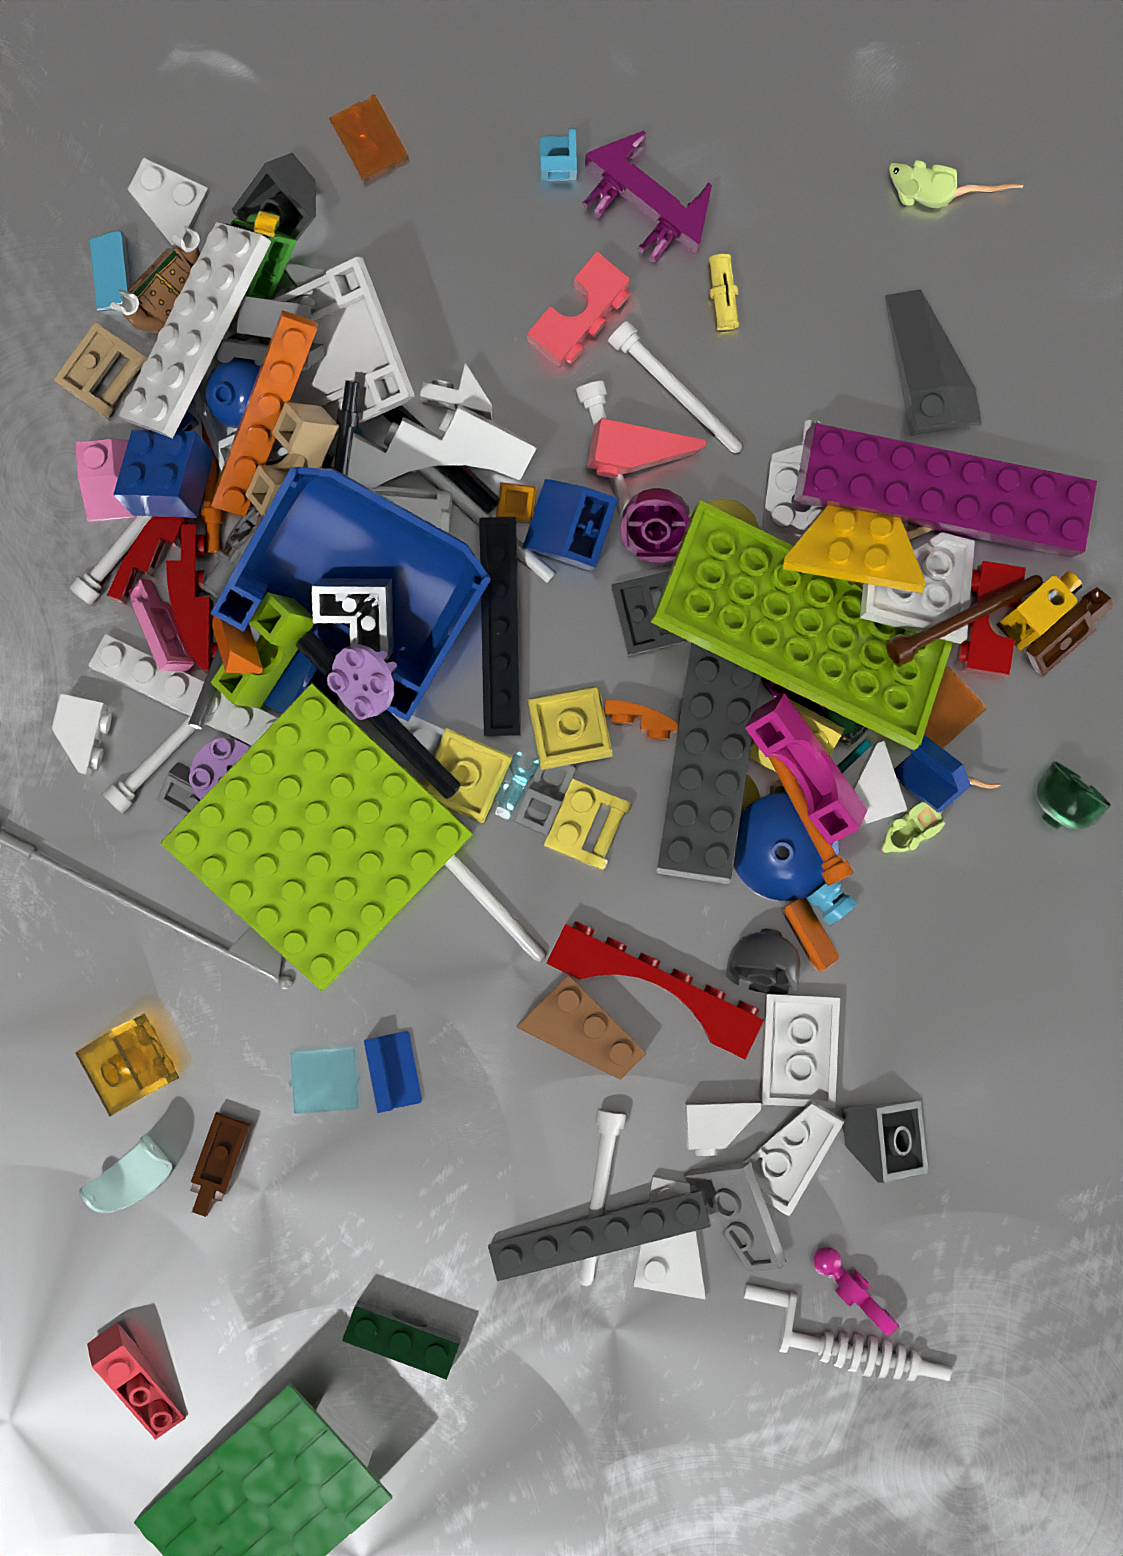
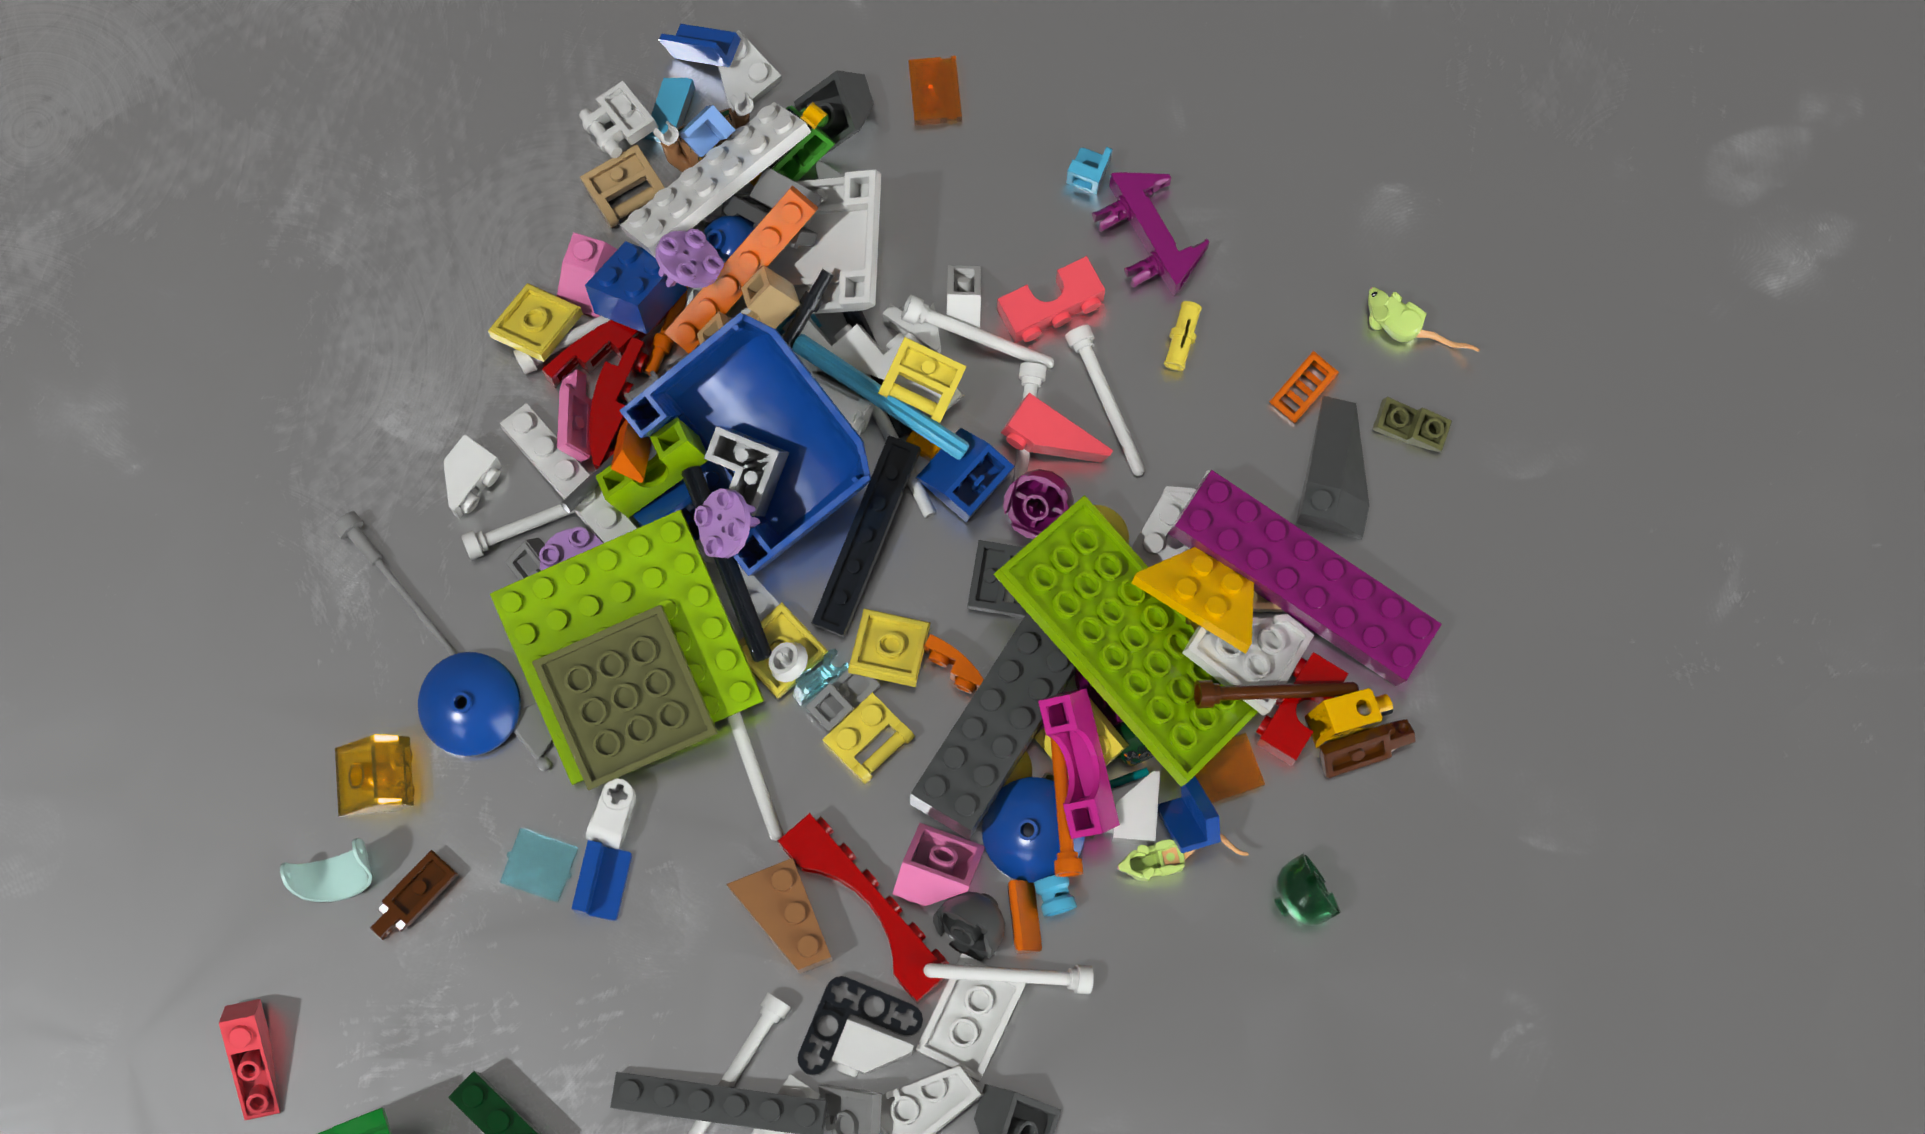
camera: 25 degrees right, 10 degrees down
(69, 293) = (626, 113): none -> white plate
(77, 548) = (535, 322): none -> light yellow plate
(114, 189) = (702, 45): none -> blue panel
(162, 282) = (706, 130): none -> light blue panel
(202, 938) = (490, 708): none -> blue dish
(218, 435) = (688, 259): none -> lavender plate
(339, 889) = (625, 697): none -> olive plate
(374, 1010) = (611, 820): none -> white piece
(453, 381) = (917, 311): none -> white piece
(456, 484) = (869, 390): none -> medium azure axle
(480, 785) = (788, 661): none -> white hat
(492, 344) = (964, 294): none -> white slope
(492, 439) = (926, 369): none -> light yellow plate
(676, 1098) = (842, 1012): none -> black beam
(708, 921) = (937, 866): none -> bright pink slope
(881, 285) = (1320, 364): none -> orange slope
(886, 971) = (1078, 978): none -> white piece
(985, 288) = (1412, 426): none -> olive slope

